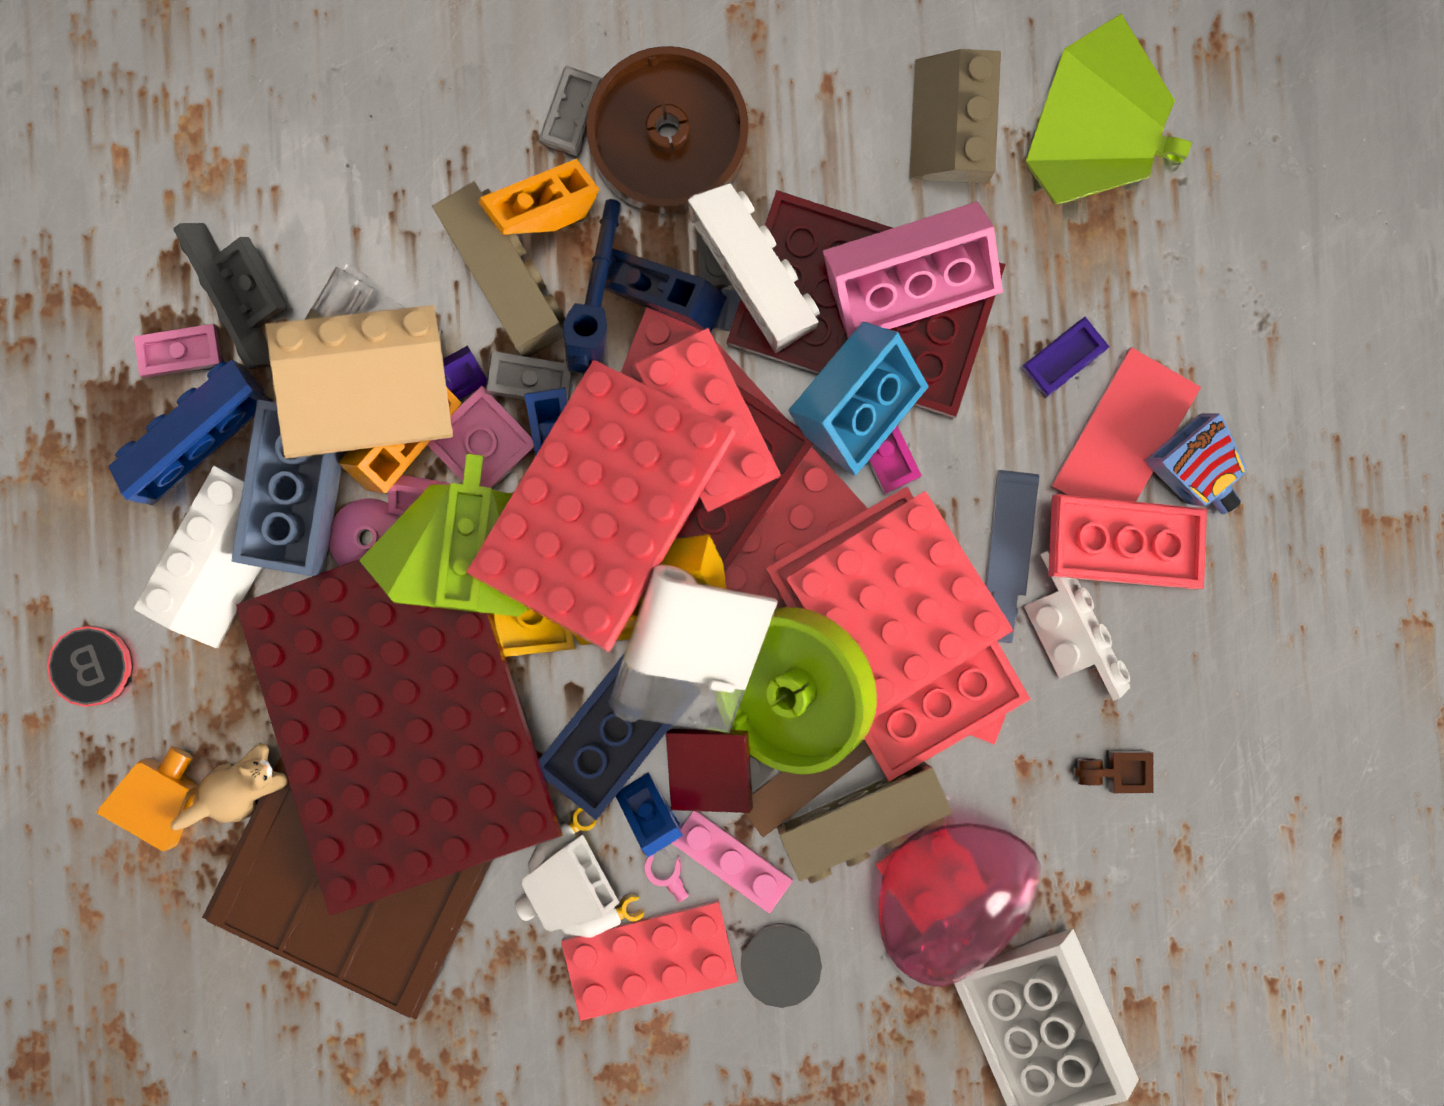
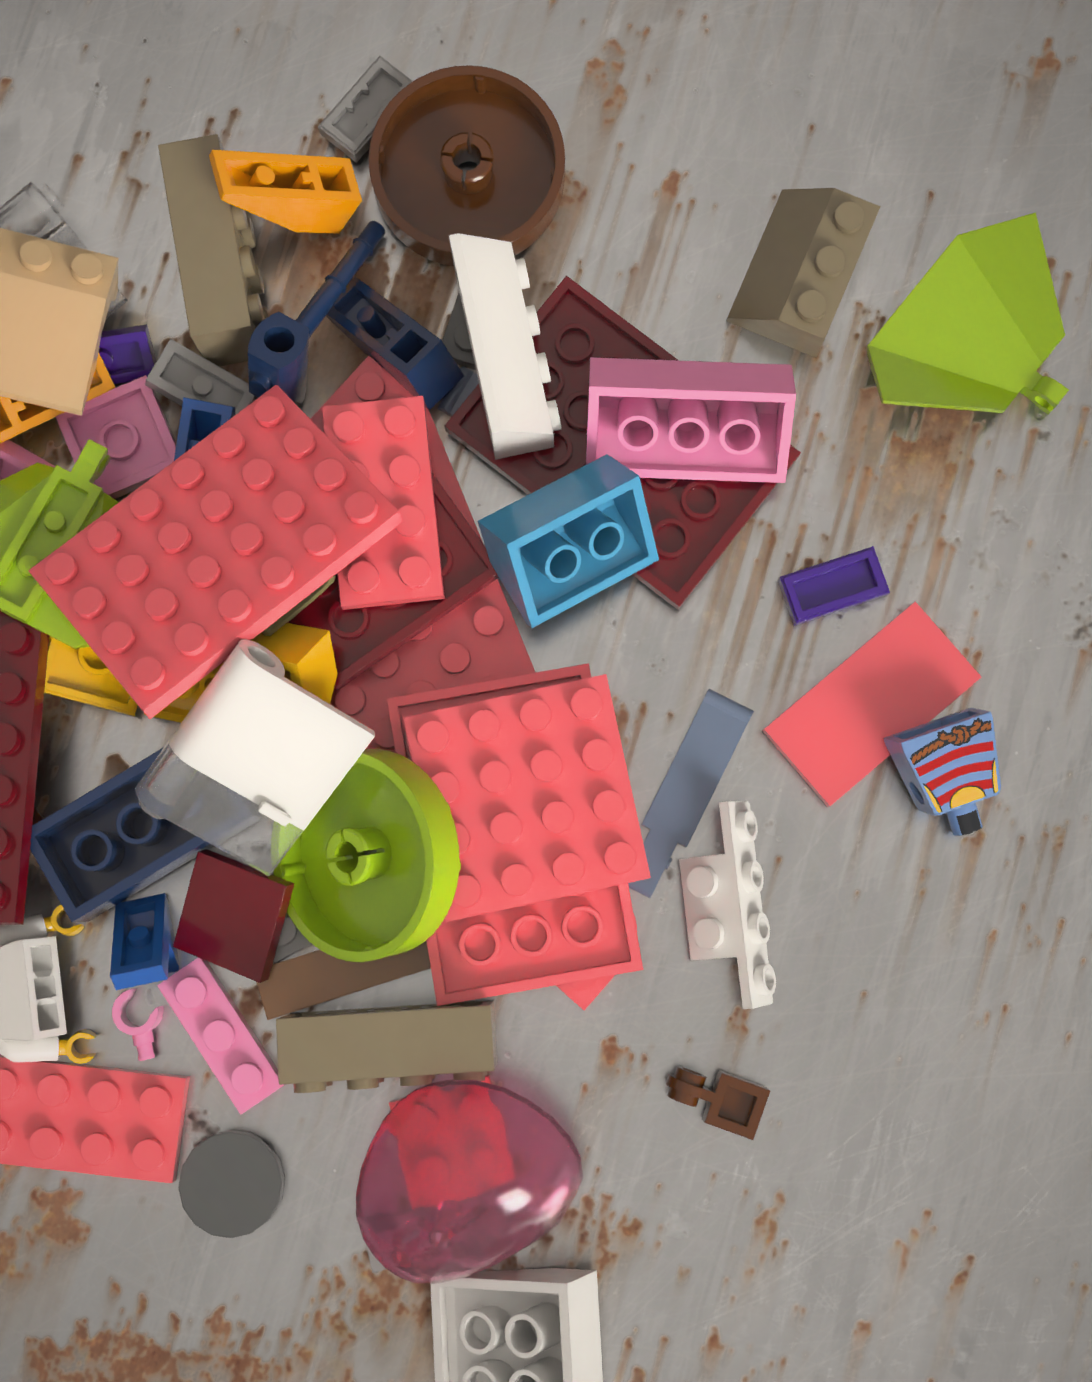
camera: 25 degrees right, 5 degrees down
(894, 463) = (586, 632): dark pink plate -> none
(1127, 542) = (828, 826): coral tile -> none

